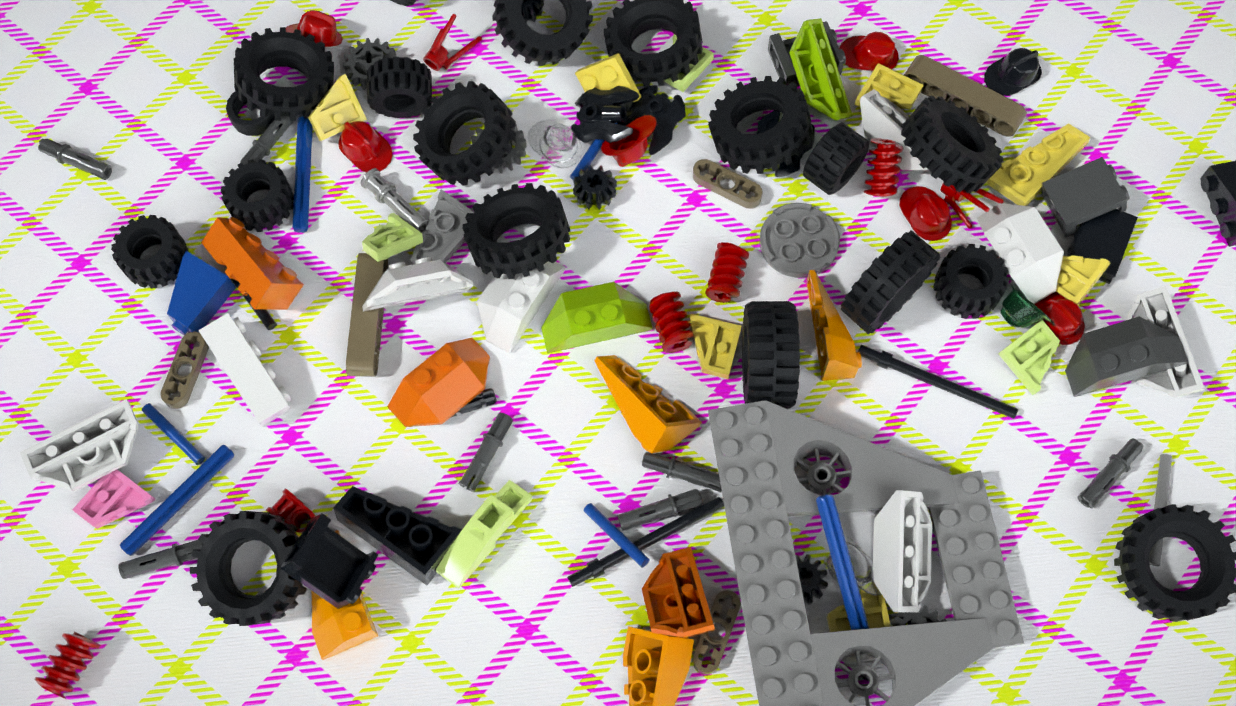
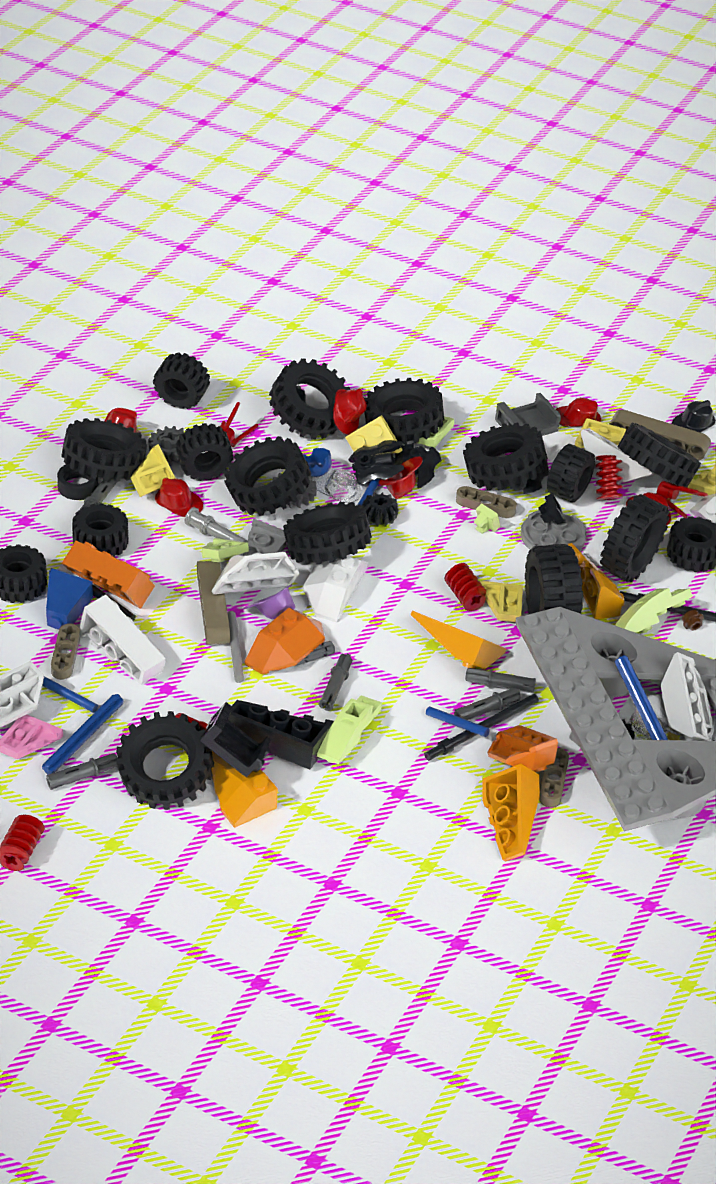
camera: 15 degrees left, 25 degrees down
(302, 175) = (133, 524): blue axle -> none
(381, 382) = (235, 648): none -> light grey bar
(436, 325) = (274, 605): none -> medium lavender piece
(533, 108) = (319, 462): none -> blue hair
(582, 36) = (347, 409): none -> red piece
(594, 316) = (400, 591): lime wedge -> none
(719, 215) = (486, 519): none -> yellowish green tile
(726, 272) = (502, 553): red piece -> none
(804, 212) = (551, 510): none -> black tile
(818, 71) = (538, 413): lime wedge -> none
(879, 389) = (647, 609): none -> yellowish green slope
(942, 400) = (692, 620): none -> reddish brown plate

